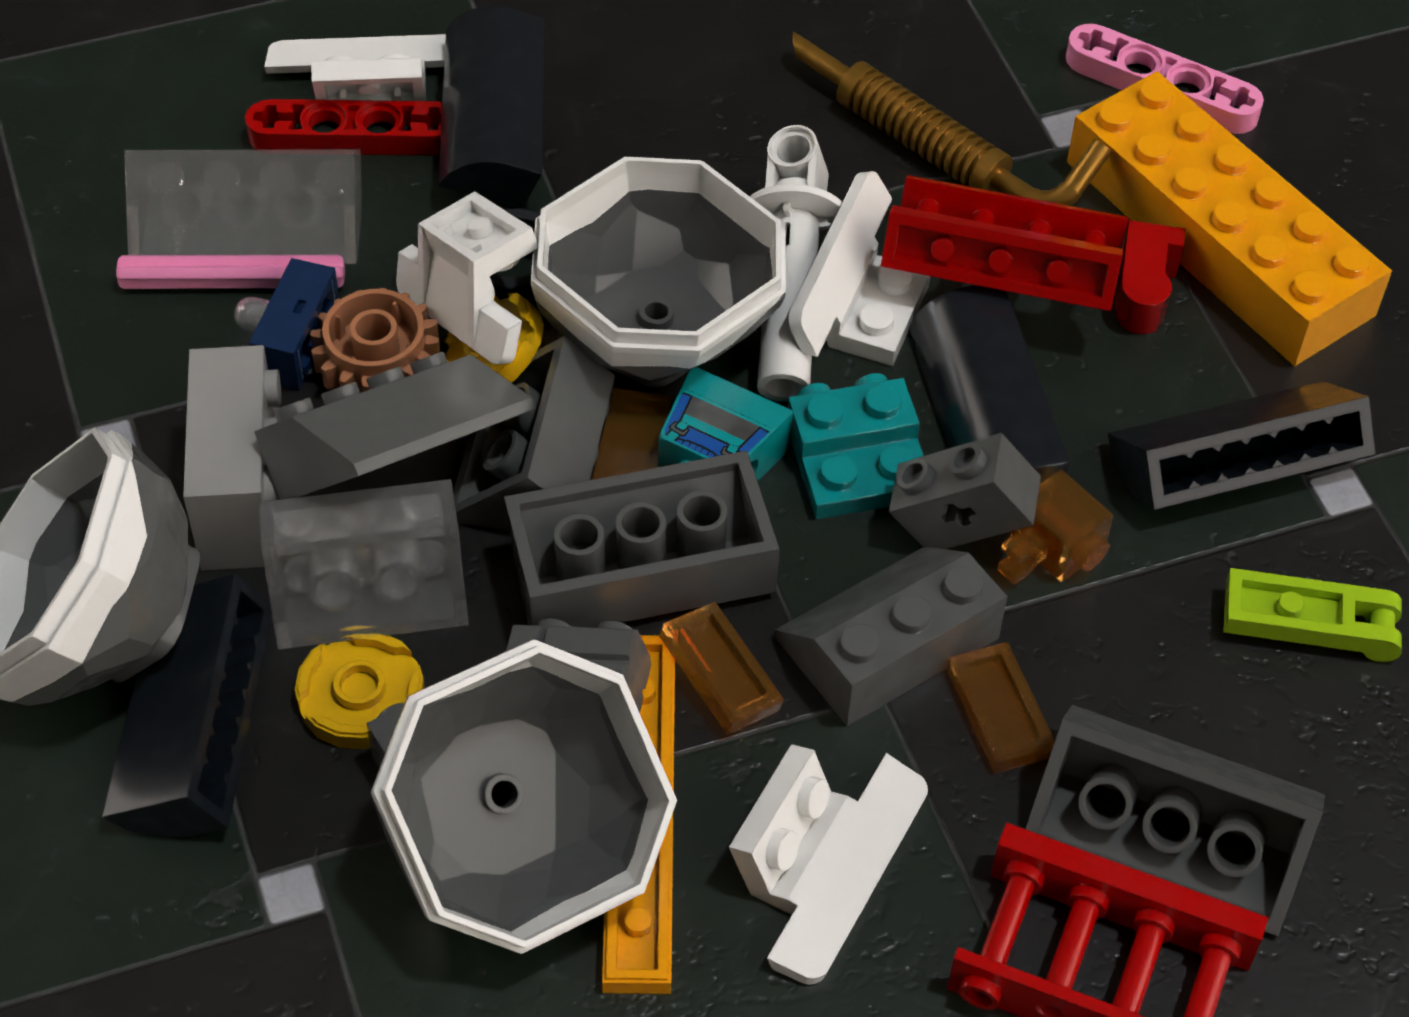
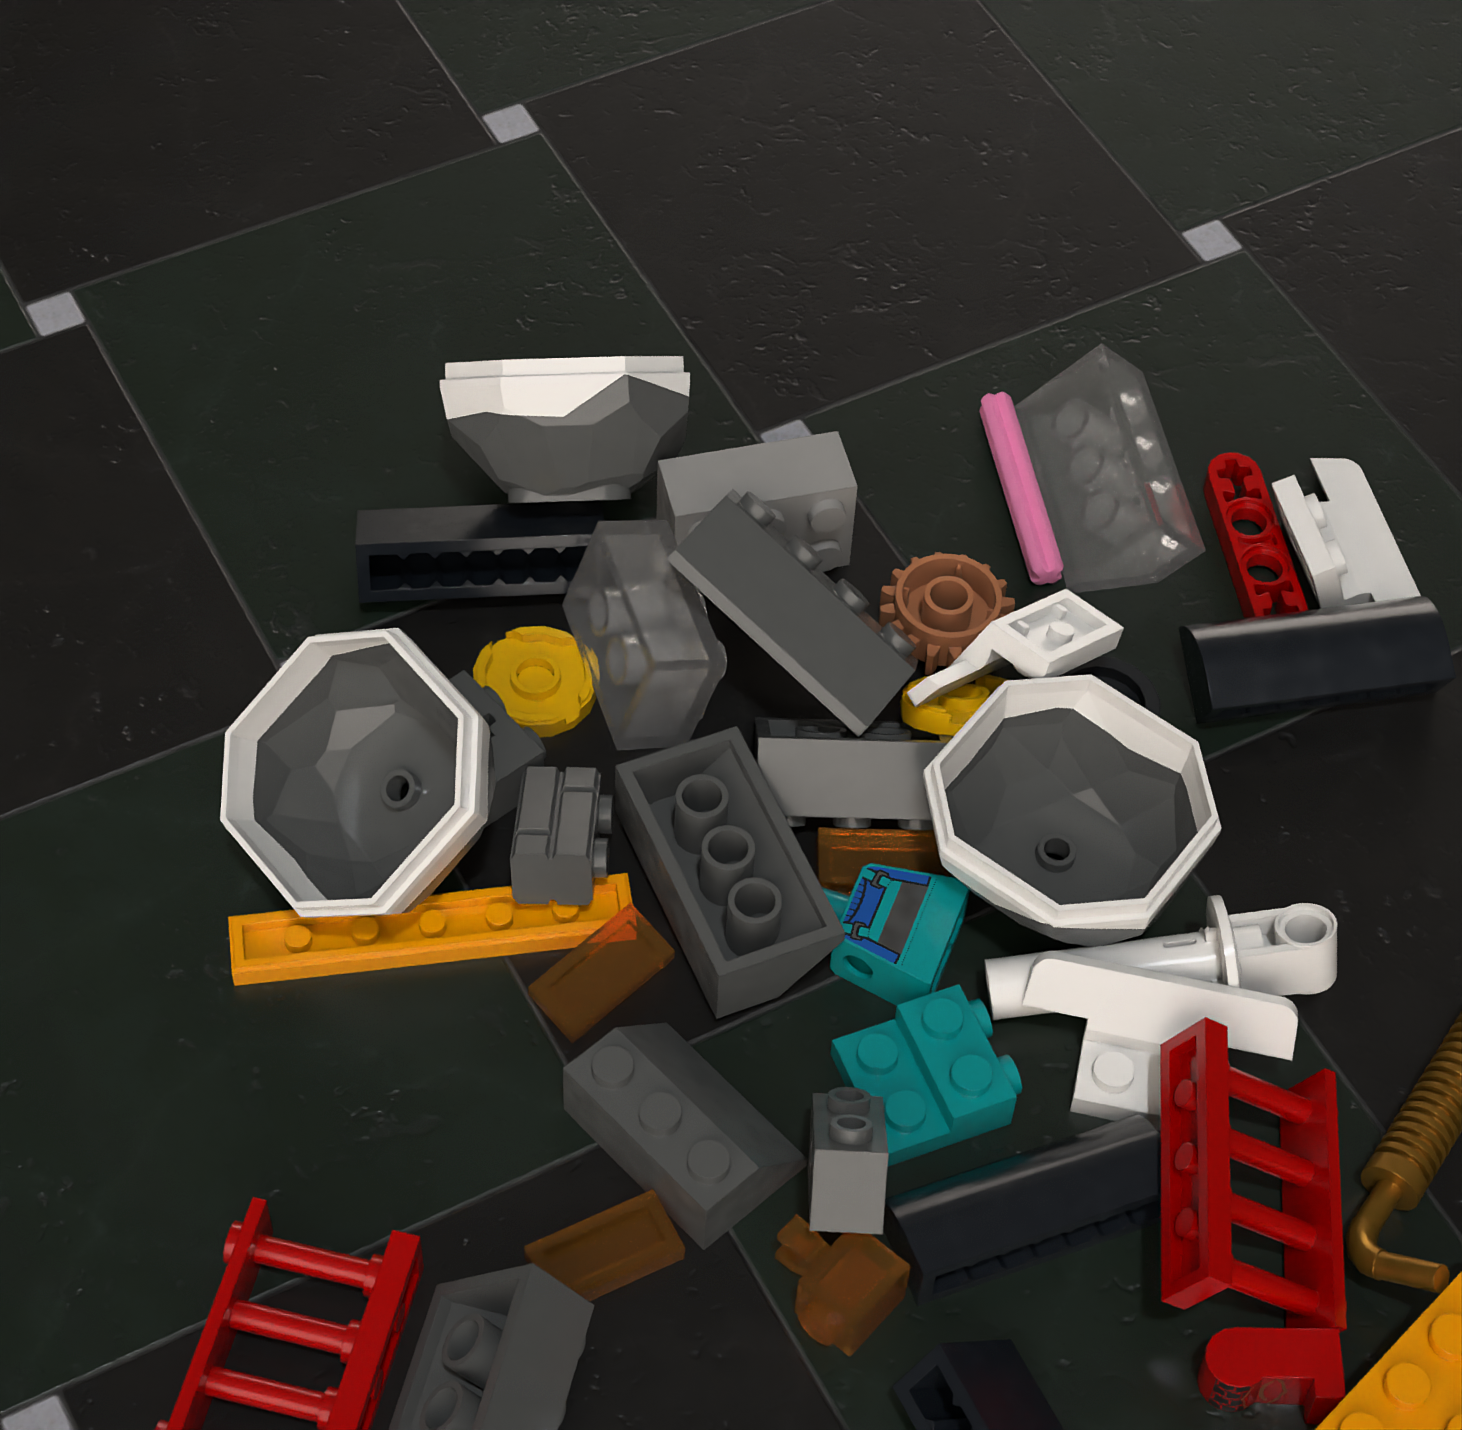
camera: 80 degrees right, 0 degrees up
(289, 317) = (959, 529): dark blue piece -> none
(822, 853) = (394, 1089): white plate -> none

